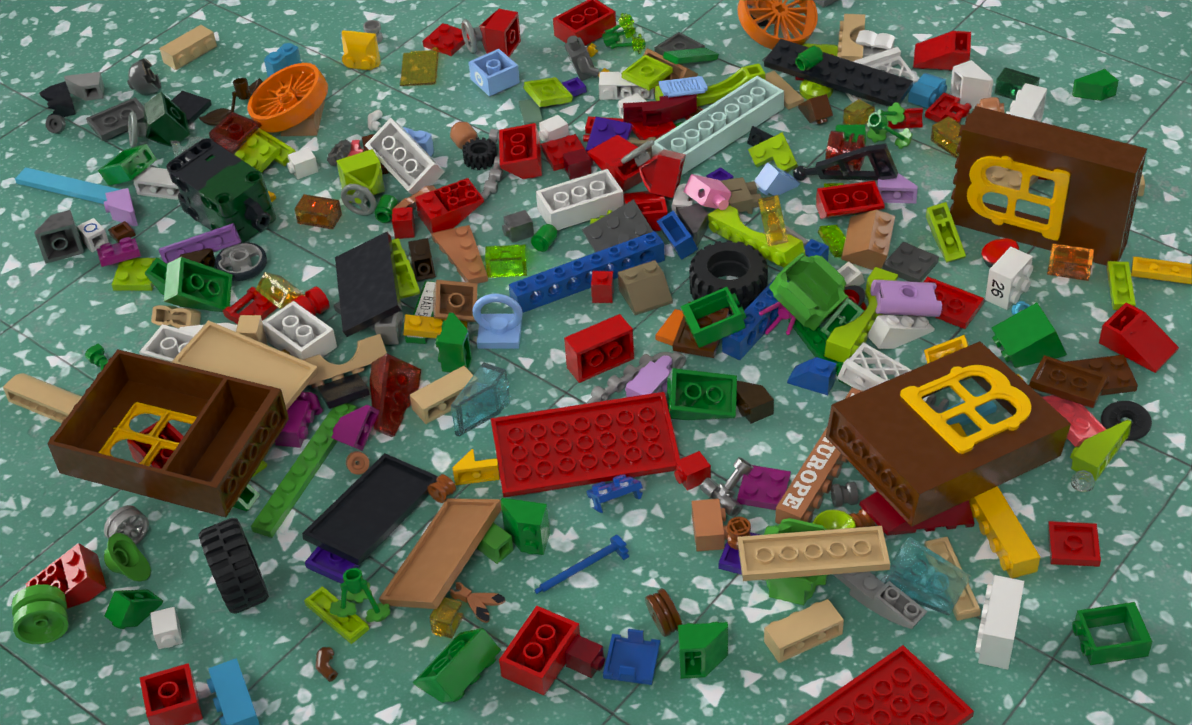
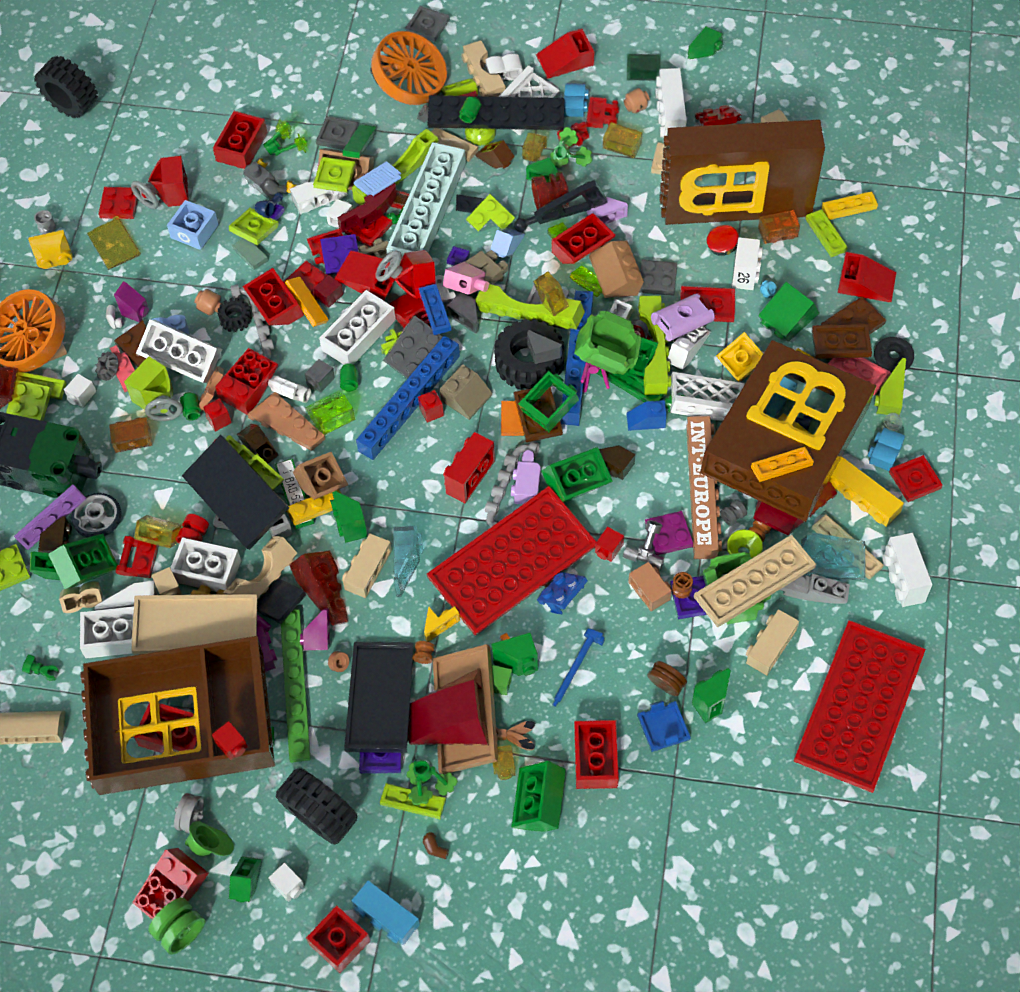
camera: 30 degrees left, 15 degrees up
(185, 459) = (230, 741): none -> red brick
(394, 107) = (131, 303): none -> magenta slope
(419, 546) = (449, 714): none -> dark red wedge
(484, 227) = (290, 389): none -> white rock
(498, 330) = (369, 480): light blue tile -> none
(548, 161) = (306, 301): none -> light orange tile
(553, 129) = (285, 263): white brick -> none
(568, 79) = (266, 207): none -> dark blue bar
(584, 656) = (630, 742): dark red brick -> none
(658, 203) = (435, 309): none -> blue plate
(677, 235) = (464, 331): blue brick -> none
(737, 268) = (542, 348): none -> dark grey slope
(907, 447) = (782, 464): none -> light orange tile
(945, 232) = (670, 238): lime slope -> none
(970, 83) = (611, 83): white slope -> none
(1057, 502) = (886, 449): none -> dark azure brick
(1109, 615) = (993, 529): green window -> none

